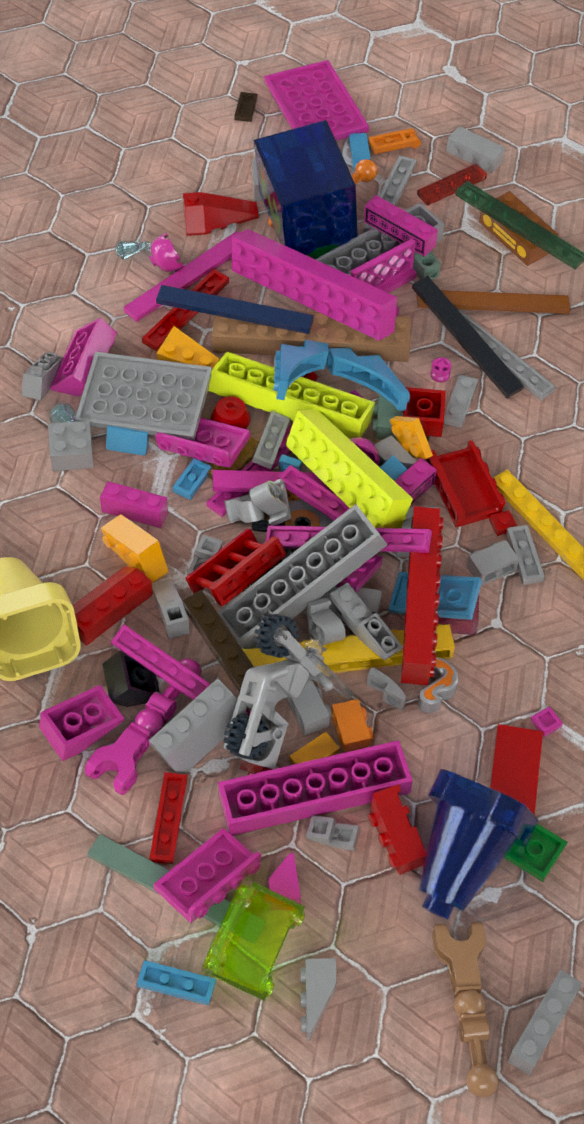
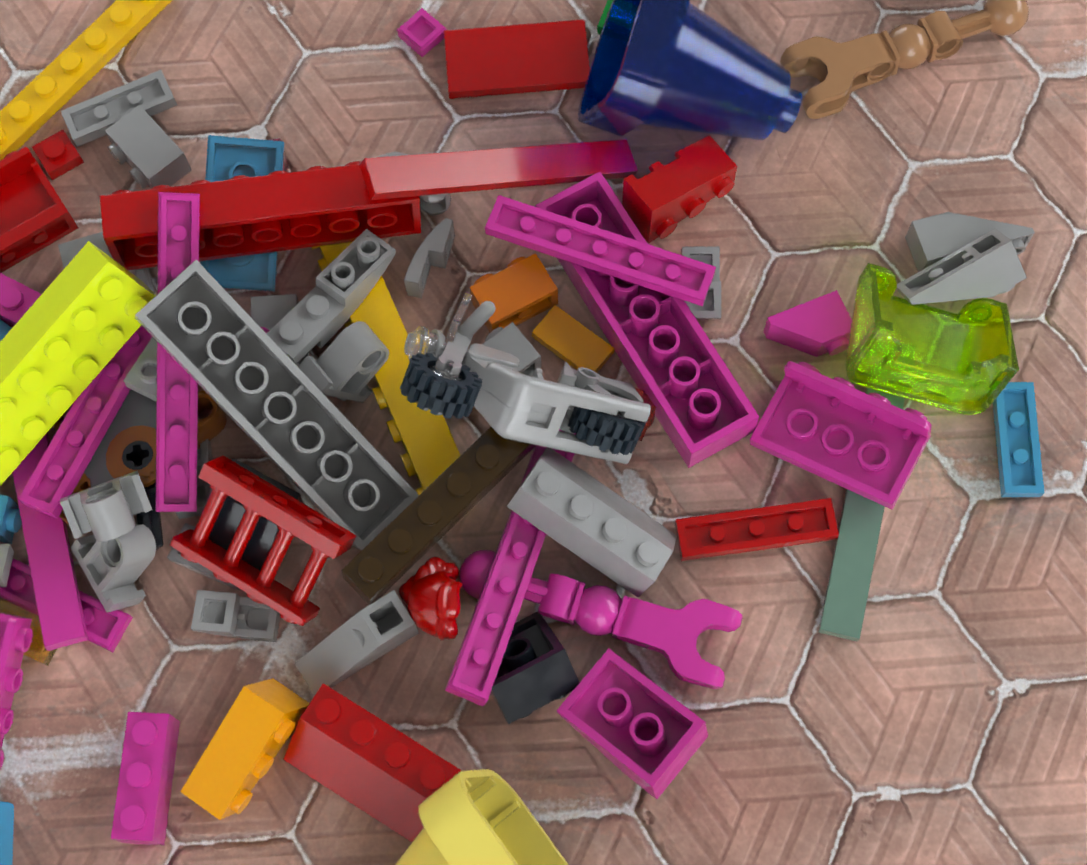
camera: 100 degrees left, 15 degrees up
(179, 640) = (434, 598): none -> red hair
(191, 479) = (61, 690): dark azure plate -> none
(289, 979) = (972, 272): none -> light grey slope
(355, 762) = (600, 250): none -> dark pink plate
(421, 717) = (495, 168): none -> tile

